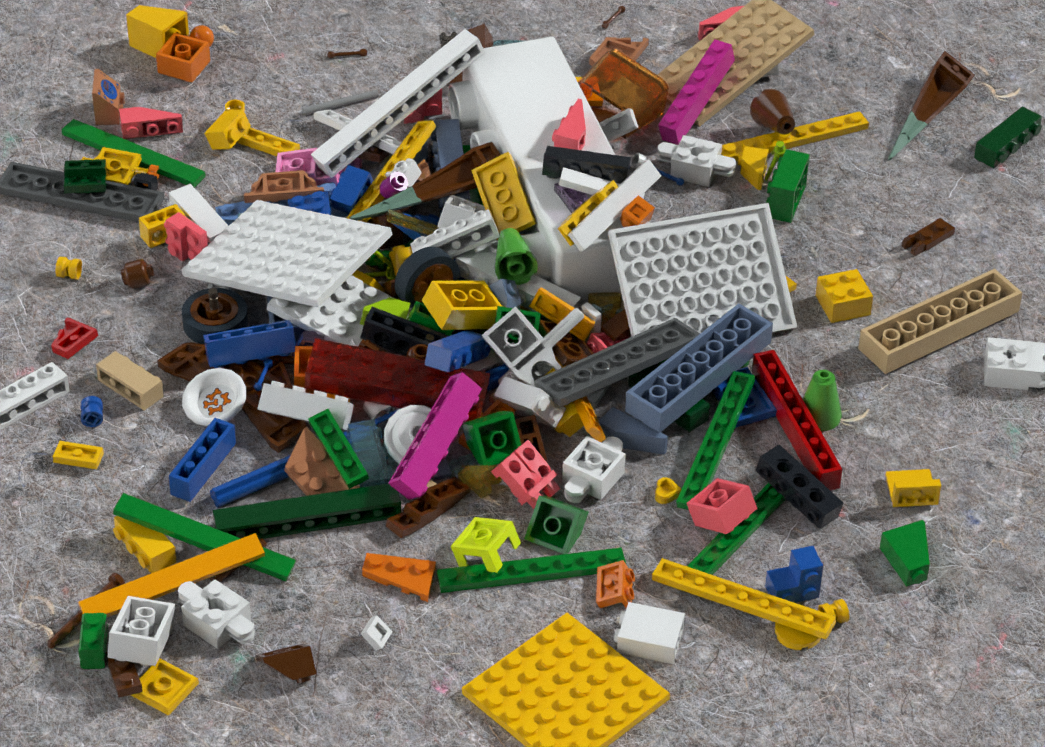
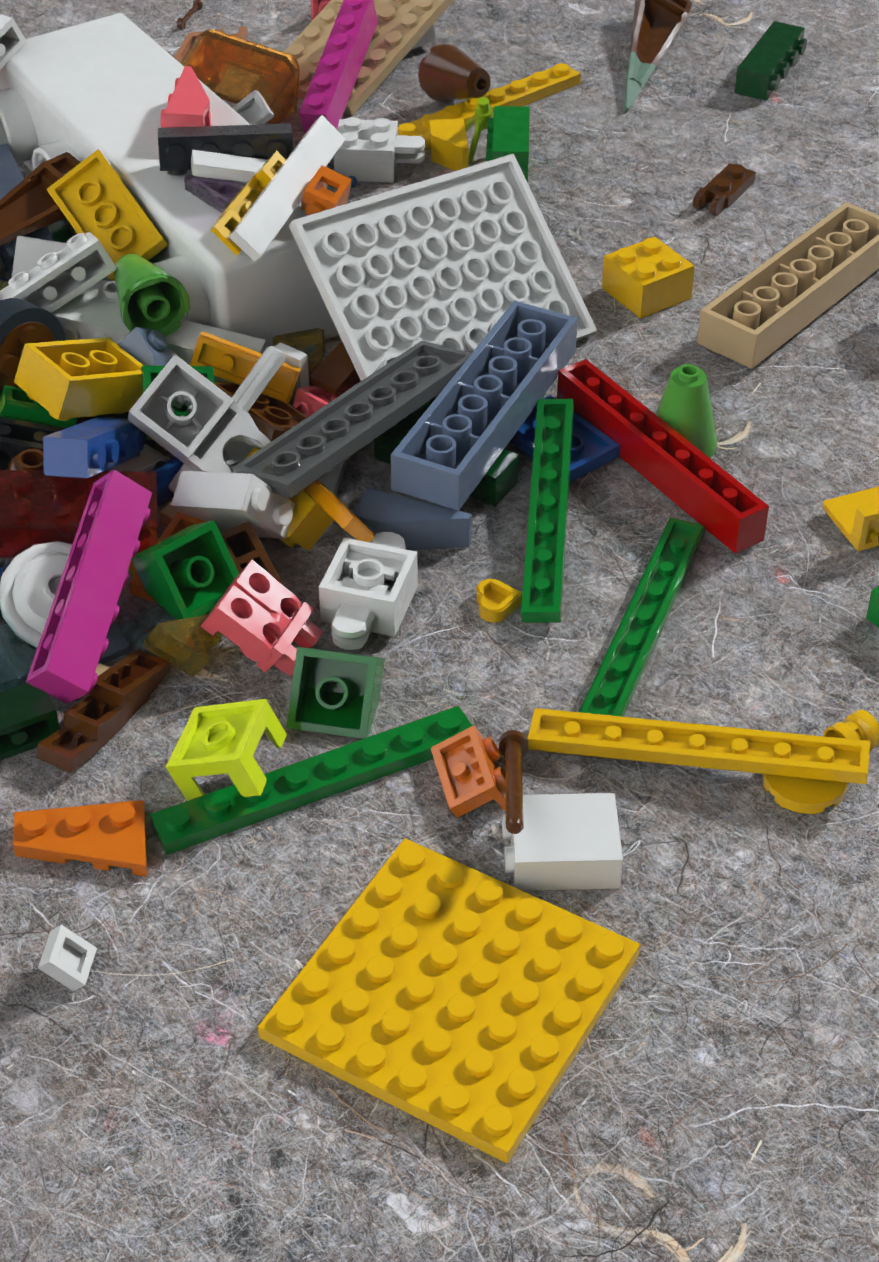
camera: 15 degrees left, 0 degrees up
(643, 577) = (513, 747): none -> reddish brown bar
(722, 506) = (602, 602): coral brick -> none
(799, 486) = (708, 548): black brick -> none
(800, 579) = (777, 691): blue brick -> none

